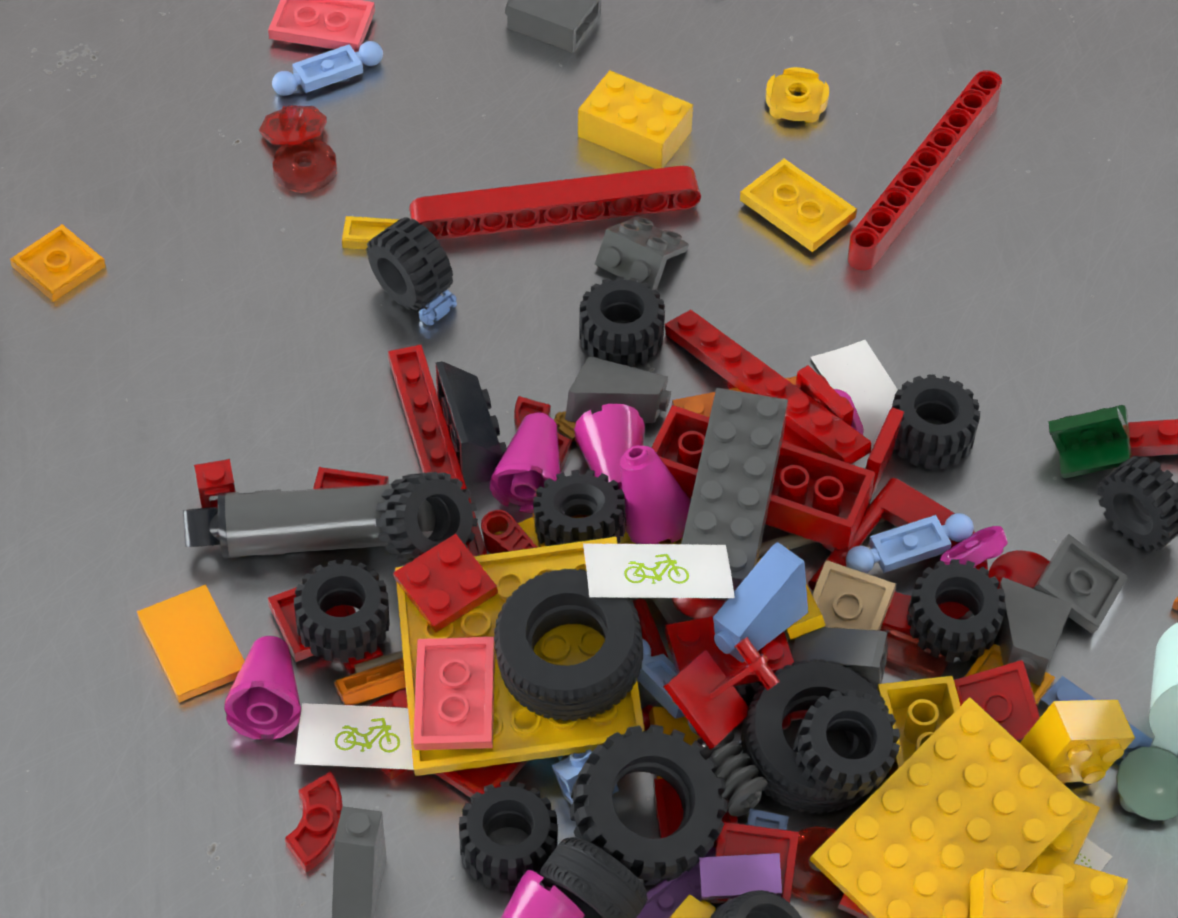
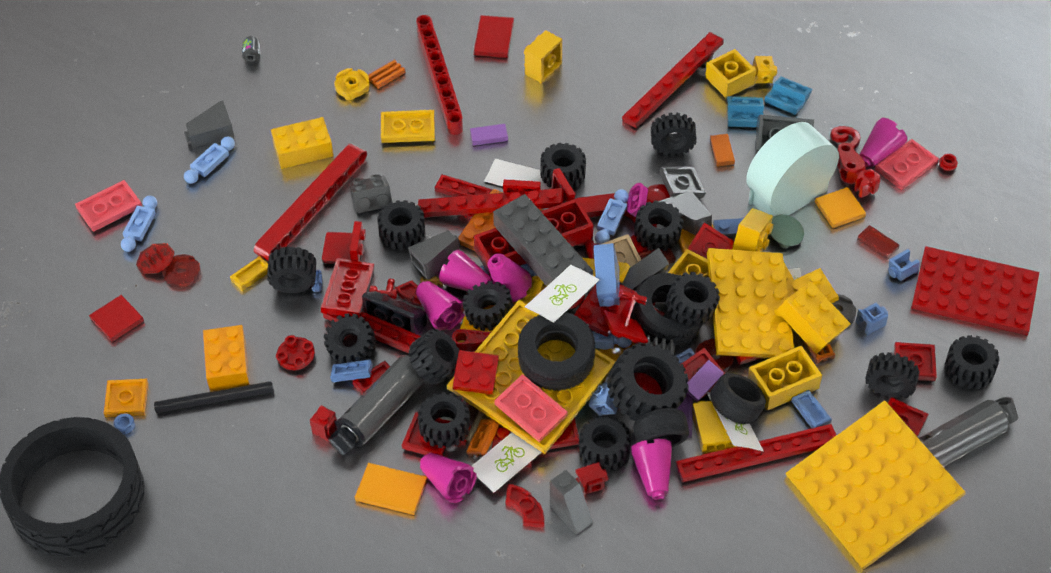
camera: 45 degrees left, 0 degrees up
(17, 291) = (124, 423): none -> medium blue tile
(147, 346) = (213, 397): none -> black axle
(165, 160) = (116, 318): none -> red tile
(212, 309) = (225, 357): none -> light orange brick
(298, 373) = (295, 353): none -> red dish
(330, 453) = (351, 371): none -> medium blue plate
(364, 393) = (343, 328): none -> black tyre
(434, 865) = (591, 478): none -> red window
(463, 338) = (346, 286): none -> red plate
(502, 56) = (209, 160): none -> light blue plate
(503, 398) = (390, 291): none -> red piece
(523, 292) = (344, 245): none -> red bracket
(765, 339) = (457, 187): none -> red tile
(859, 117) = (385, 73): none -> orange tile
(895, 300) = (489, 134): none -> medium lavender tile
(1070, 177) = (494, 36): none -> red tile
(1092, 440) = (625, 127): dark green bracket -> none
(1093, 251) = (543, 56): none -> yellow brick

